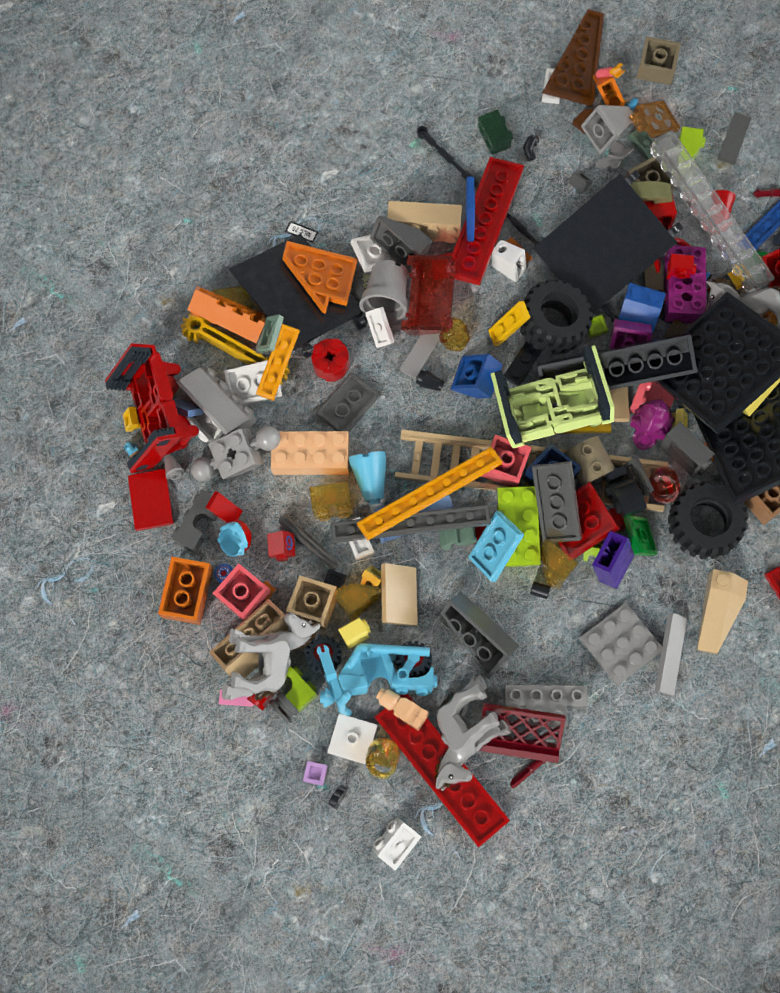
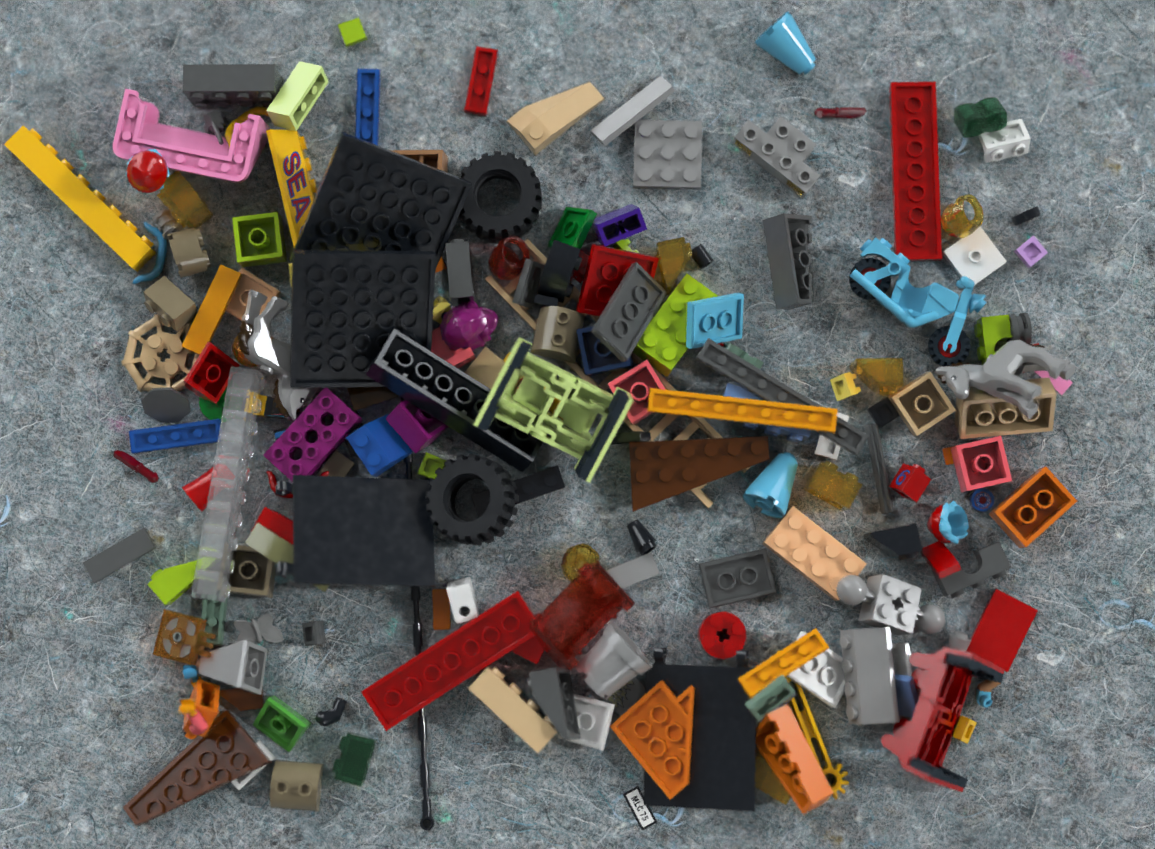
camera: 145 degrees left, 10 degrees up
(263, 497) = (897, 541): none -> black slope
(354, 632) = (905, 344): light yellow brick -> none
(379, 327) = (648, 629): white plate -> none
(399, 595) = (836, 349): tan tile -> none
(402, 708) = (912, 241): light nougat piece -> none
(425, 844) = (979, 117): none -> clear green brick
(441, 439) = (677, 466): none -> reddish brown wing
(461, 736) = (879, 182): light grey animal -> none
(470, 208) = (470, 668): blue tile -> none
(474, 375) = (592, 506): blue slope -> none
(489, 430) = (626, 437): none -> black tile
(509, 323) = (522, 527): yellow tile -> none
(516, 95) = (296, 785): none -> dark tan brick
(519, 746) = (837, 141): dark red fence -> none
(555, 122) = (281, 723): none -> bright green slope
(606, 788) = (787, 44): none -> medium azure cone
(658, 60) = (119, 701): dark tan brick -> none
(681, 266) = (311, 448): red brick -> none

